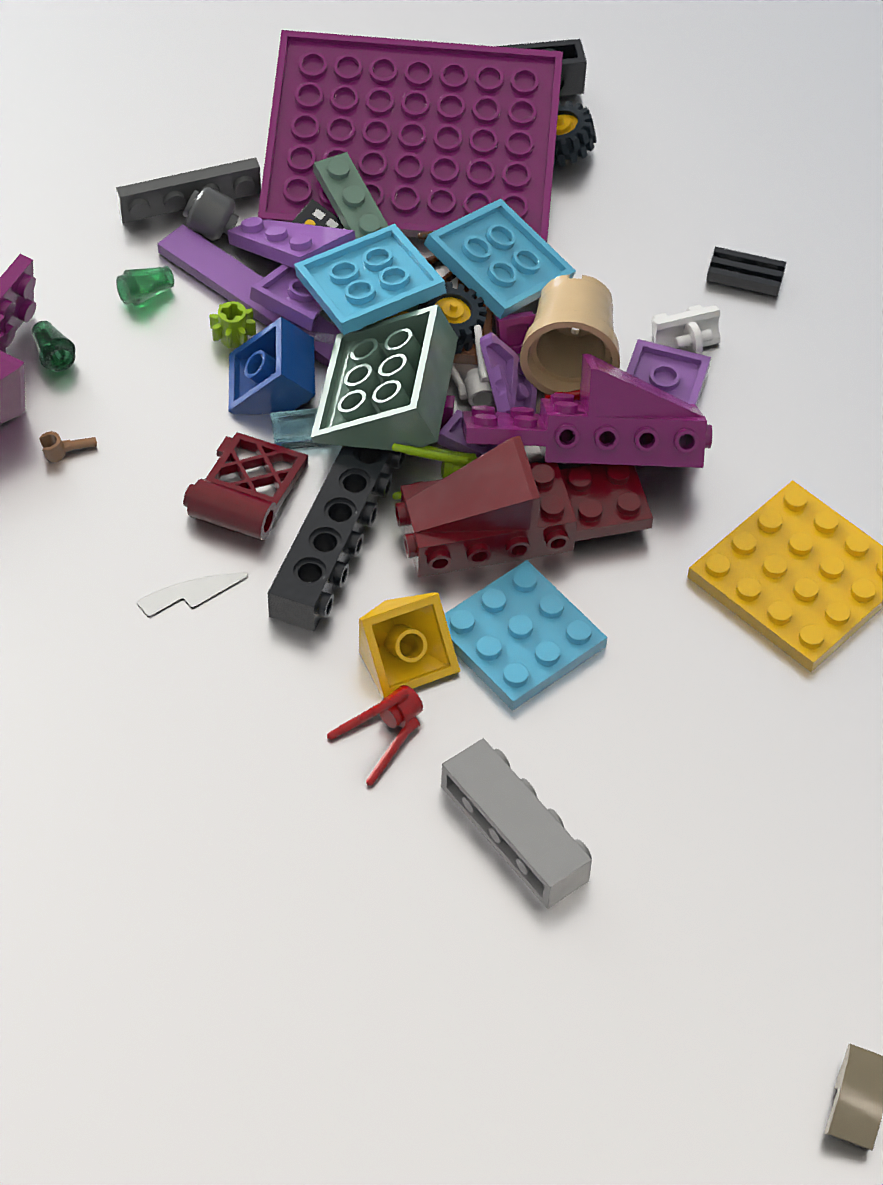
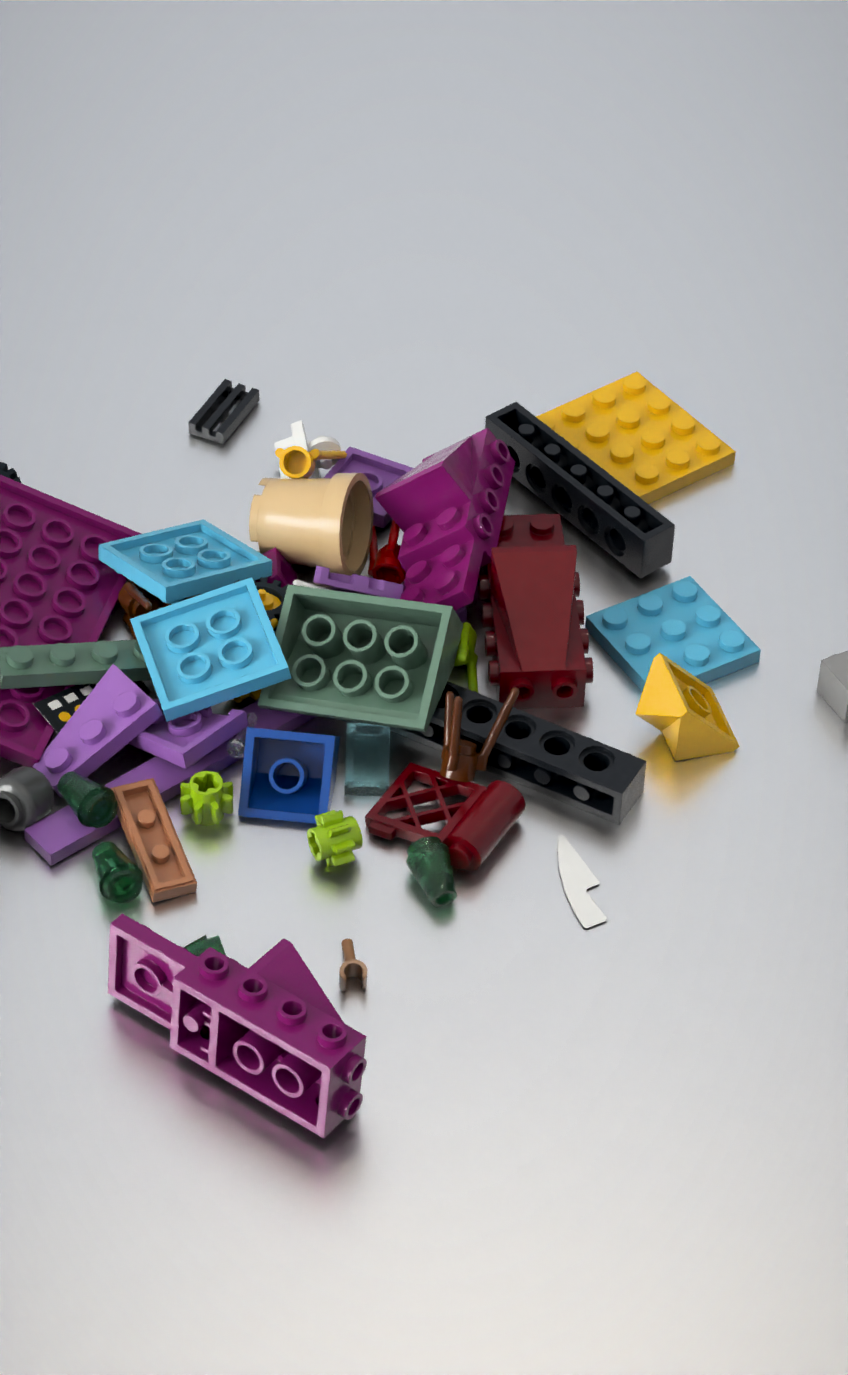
camera: 80 degrees left, 10 degrees down
(172, 481) = (432, 868): none -> clear green cone
(183, 300) = (154, 840): none -> nougat tile
(196, 409) = (334, 838): none -> lime gear
(206, 247) = (90, 801): none -> clear green cone
(300, 479) = (460, 755): none -> reddish brown plant
(395, 710) = (765, 730): red plant -> none
(635, 305) = (300, 464): none -> yellow plant
(693, 529) = (584, 492): none -> black brick

